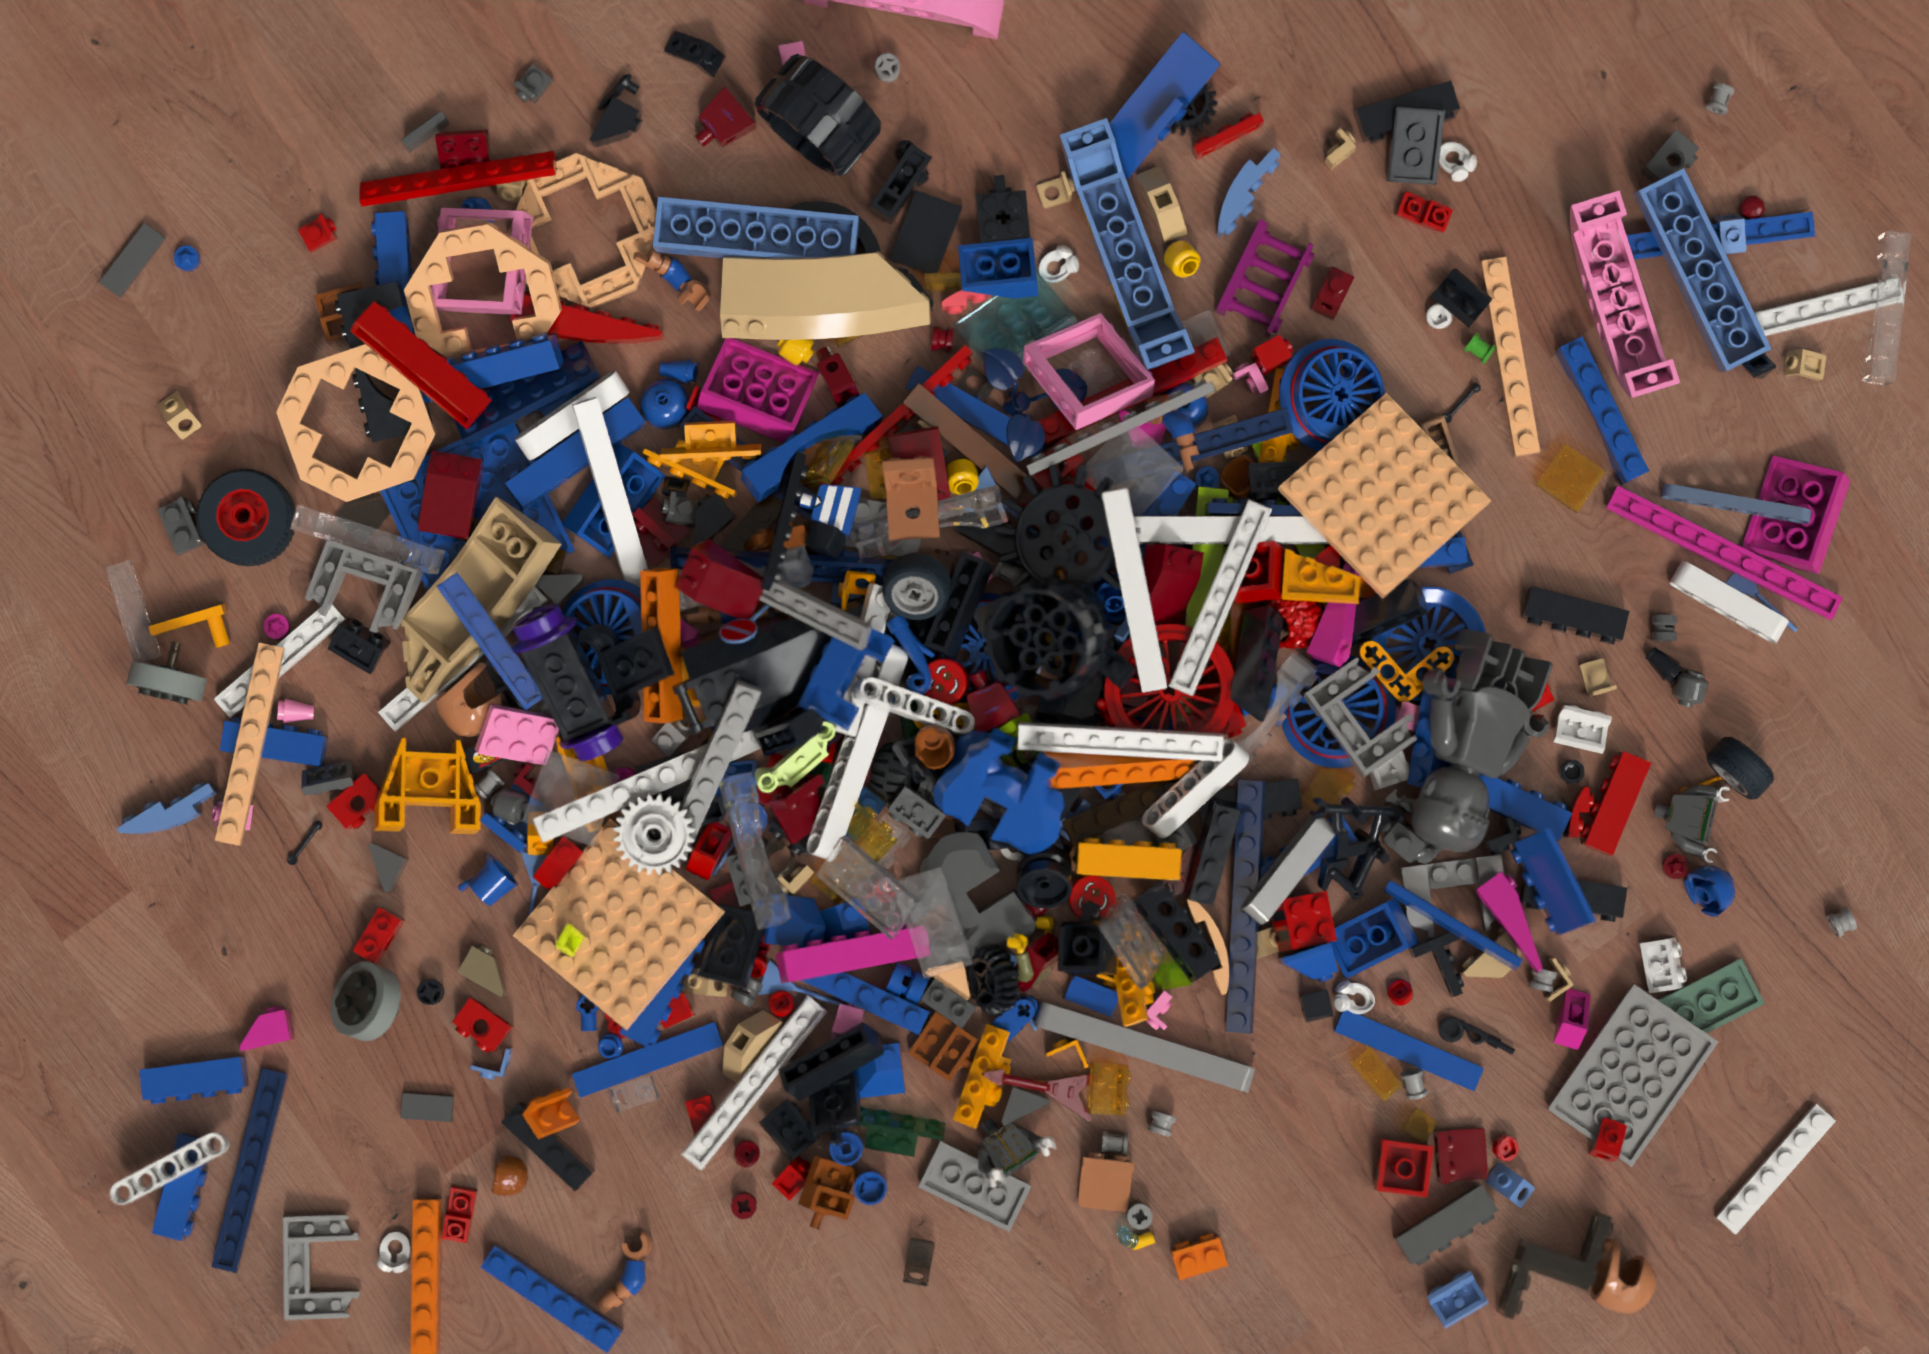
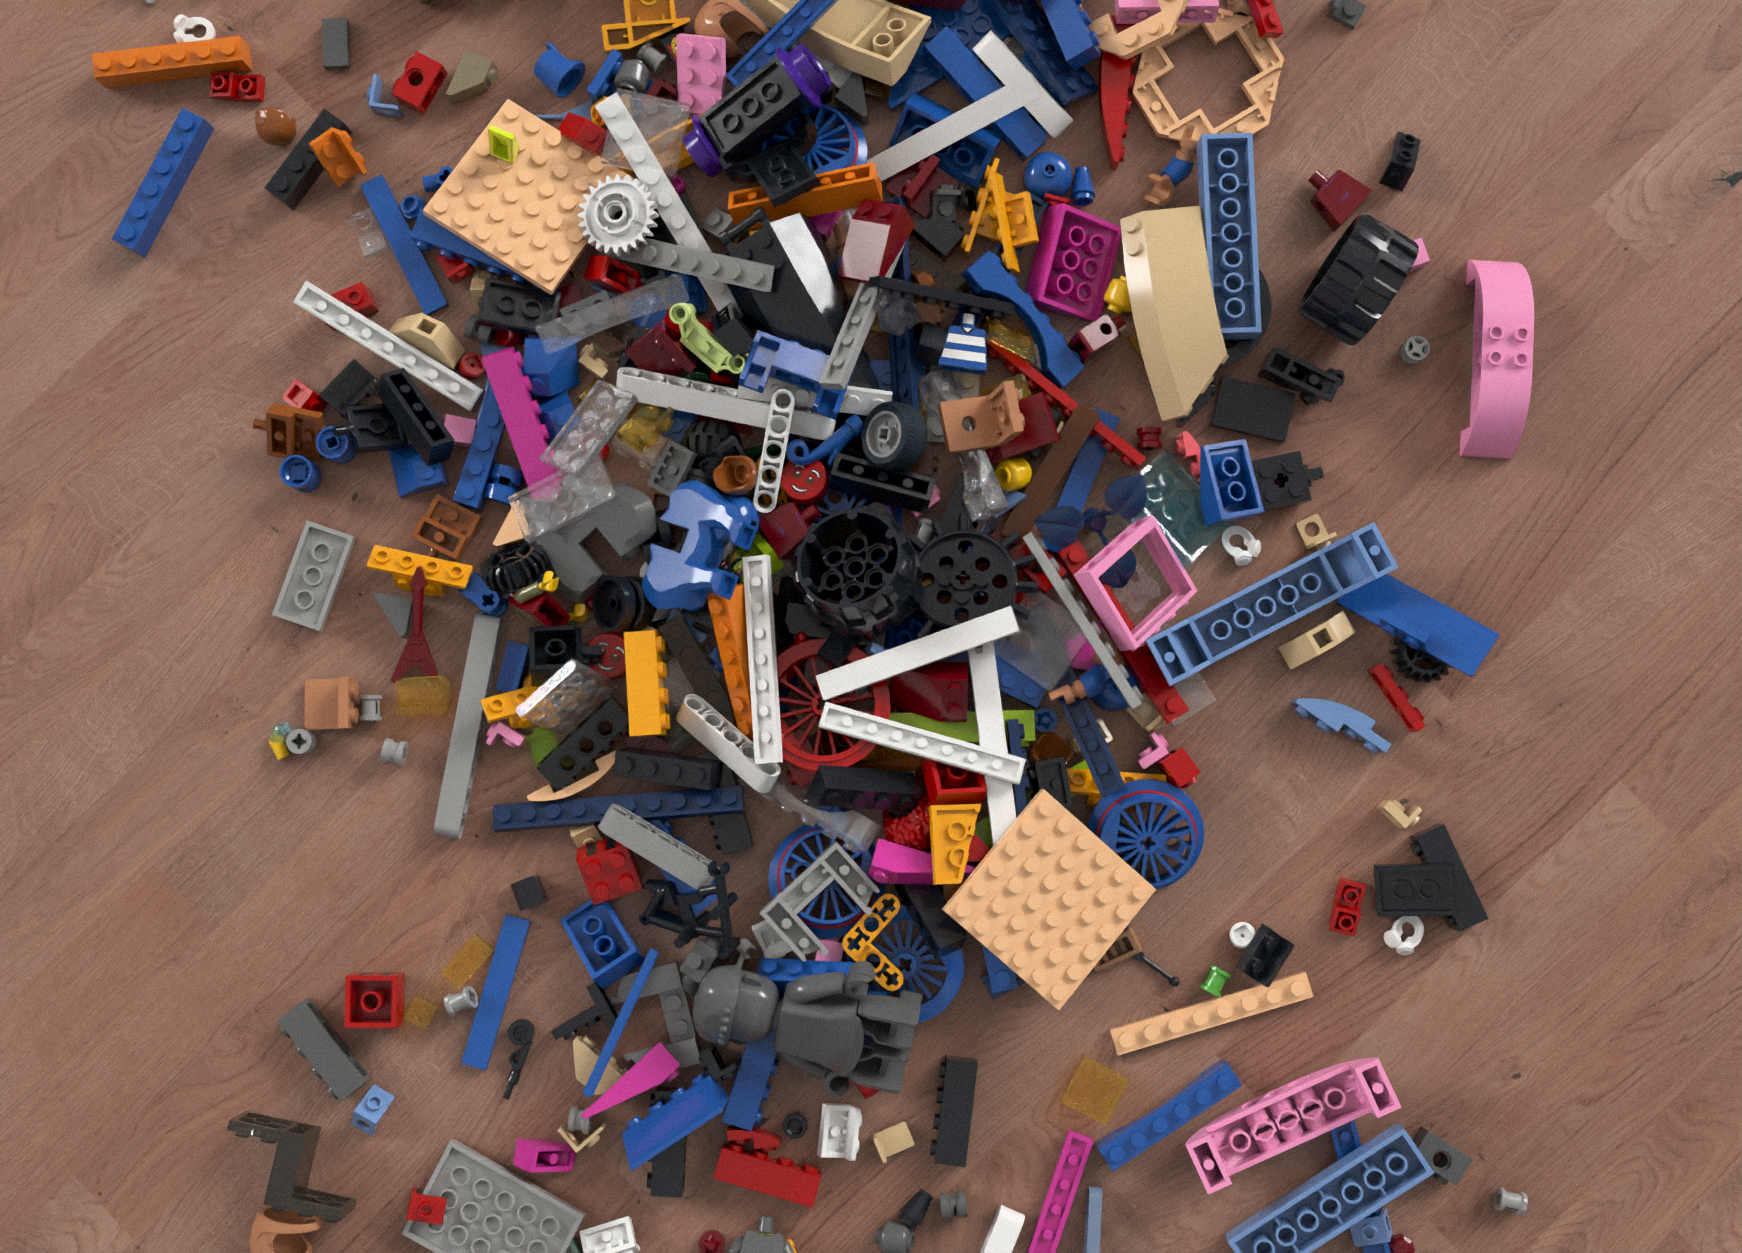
camera: 85 degrees right, 0 degrees up
(426, 993) = (443, 24): black wheel -> none
(616, 123) = (1318, 92): black slope -> none
(624, 82) = (1359, 95): black bar -> none
(632, 1278) = (194, 257): nougat piece -> none
(741, 629) = (828, 267): piece -> none
(746, 1154) = (322, 351): dark red tile -> none
(747, 1202) = (276, 359): dark red wheel -> none
(850, 587) = (887, 373): light orange bracket -> none
(898, 1132) = (360, 493): clear green bracket -> none
(919, 1261) = (236, 530): clear smoke bracket -> none
(939, 281) = (1206, 427): clear yellow plate -> none
(948, 1003) = (487, 526): dark grey brick -> none
(985, 388) = (1099, 482): clear smoke bracket -> none
(1008, 1150) = (349, 602): dark grey torso -> none
(1063, 1044) = (461, 645): light orange bracket -> none
(1182, 259) = (1264, 666): yellow head -> none
(1198, 1256) = (268, 805): orange bracket -> none
(1252, 259) = (1274, 736): magenta fence -> none
(1313, 962) = (568, 882): blue slope -> none
(1329, 786) = (748, 879): clear yellow bracket -> none
(1332, 293) = (1251, 823): dark red torso -> none
(1343, 1002) = (534, 919): white piece -> none
(1400, 992) = (551, 976): red tile -> none
(1457, 1299) = (250, 1070): medium blue bracket -> none
(1460, 1155) = (395, 1056): dark red bracket -> none
(1505, 1147) = (408, 1101): red tile -> none

